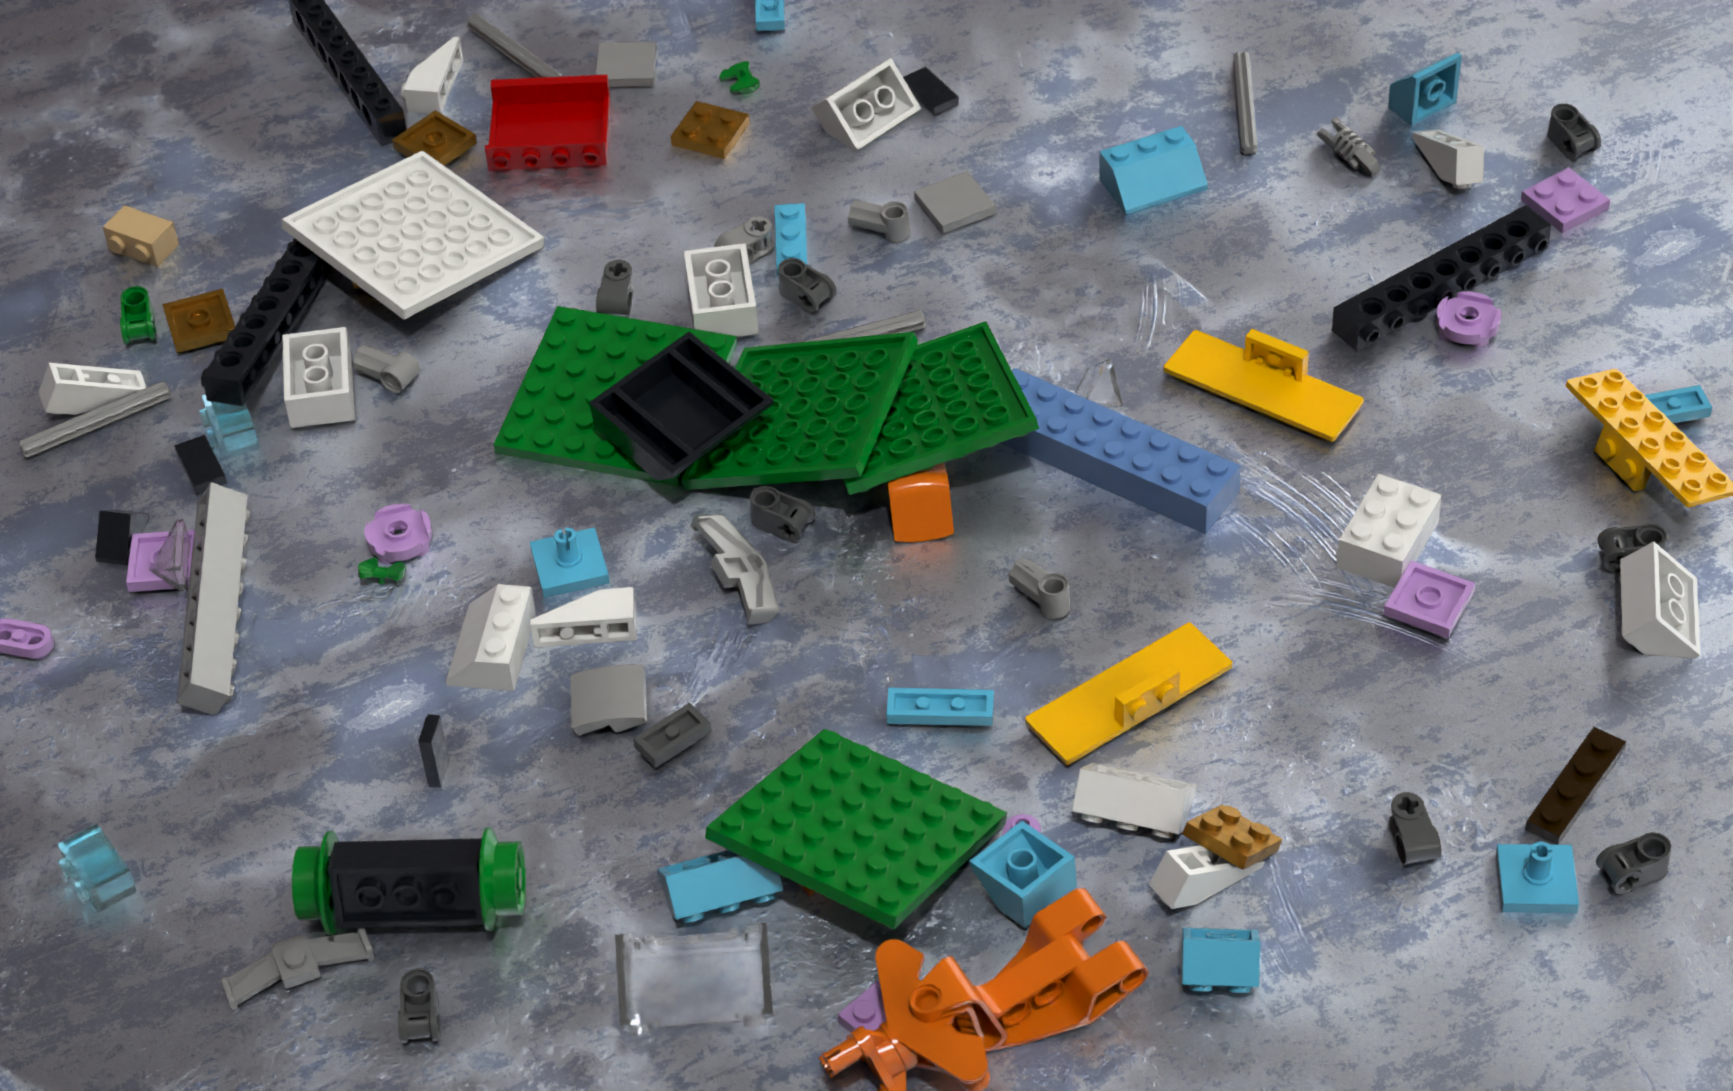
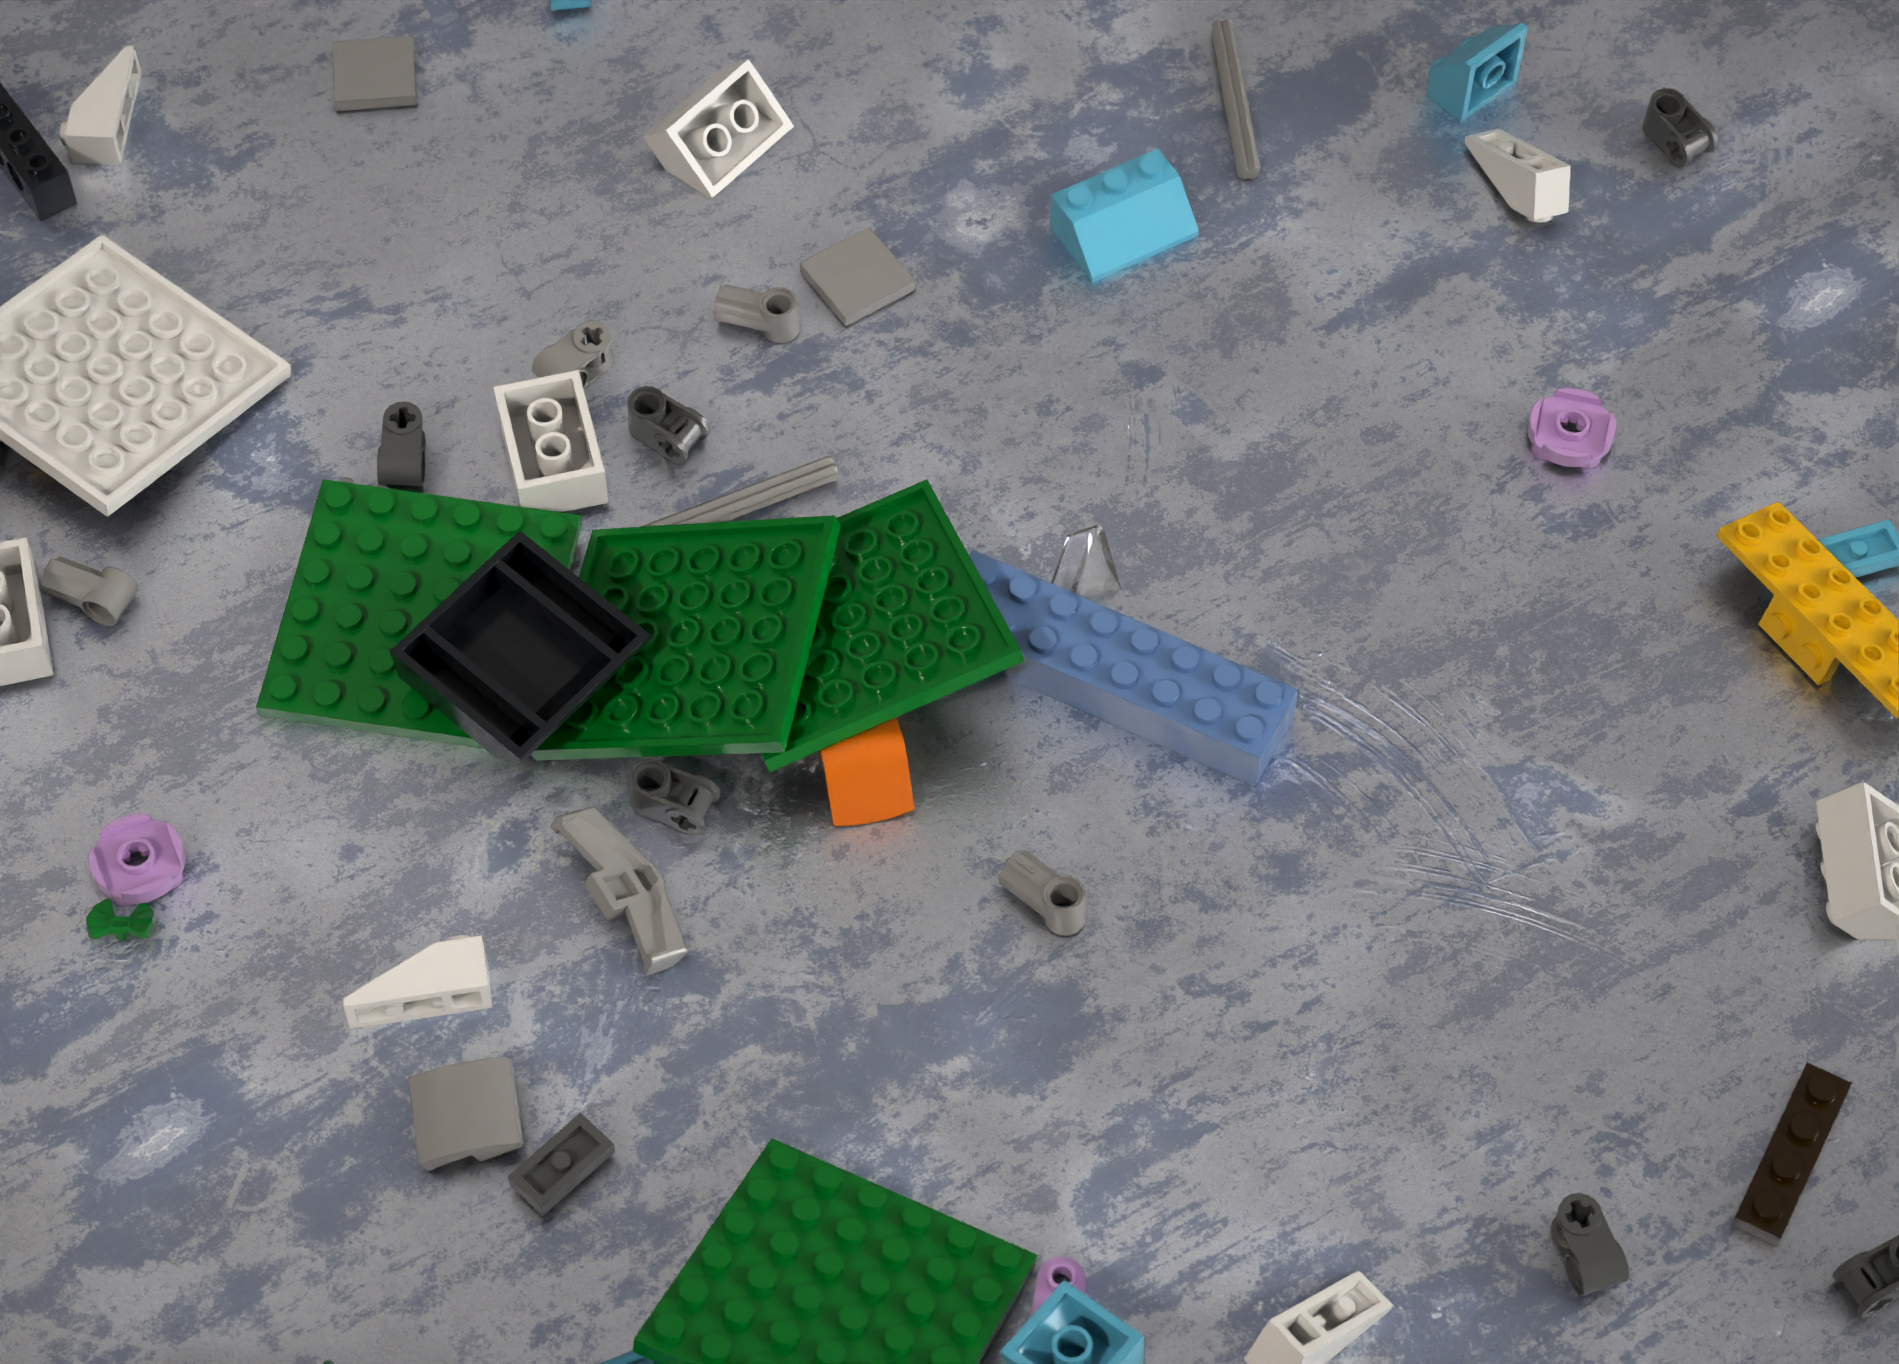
camera: 10 degrees left, 10 degrees up
(434, 751) = (230, 1223): black tile -> none
(437, 137) = (118, 209): pearl gold plate -> none
(493, 639) = (291, 1026): white slope -> none
(510, 47) = (214, 58): light grey axle -> none
(549, 122) = (276, 176): red panel -> none
(569, 562) = (384, 890): medium azure tile -> none
(710, 129) = (504, 174): pearl gold plate -> none
(746, 82) = (545, 95): green piece -> none
(790, 232) = (635, 341): medium azure plate -> none
(931, 91) = (804, 98): black tile -> none
(940, 706) = (927, 1092): medium azure plate -> none
(1128, 693) = (1180, 1051): yellow bracket -> none
(1133, 799) = (1208, 1221): white slope -> none
(1232, 836) = (1348, 1276): pearl gold plate -> none
(1265, 378) = (1312, 541): yellow bracket -> none
(1350, 147) = (1386, 165): light grey hinge -> none
(1388, 530) = (1504, 774): white brick -> none
(1429, 599) = (1568, 876): lavender plate -> none
(1445, 273) = (1529, 368): black brick -> none
(1537, 878) = (1757, 1303): medium azure tile -> none
(1565, 200) = (1678, 233): lavender plate -> none
(1628, 541) = (1823, 774): dark grey piece -> none

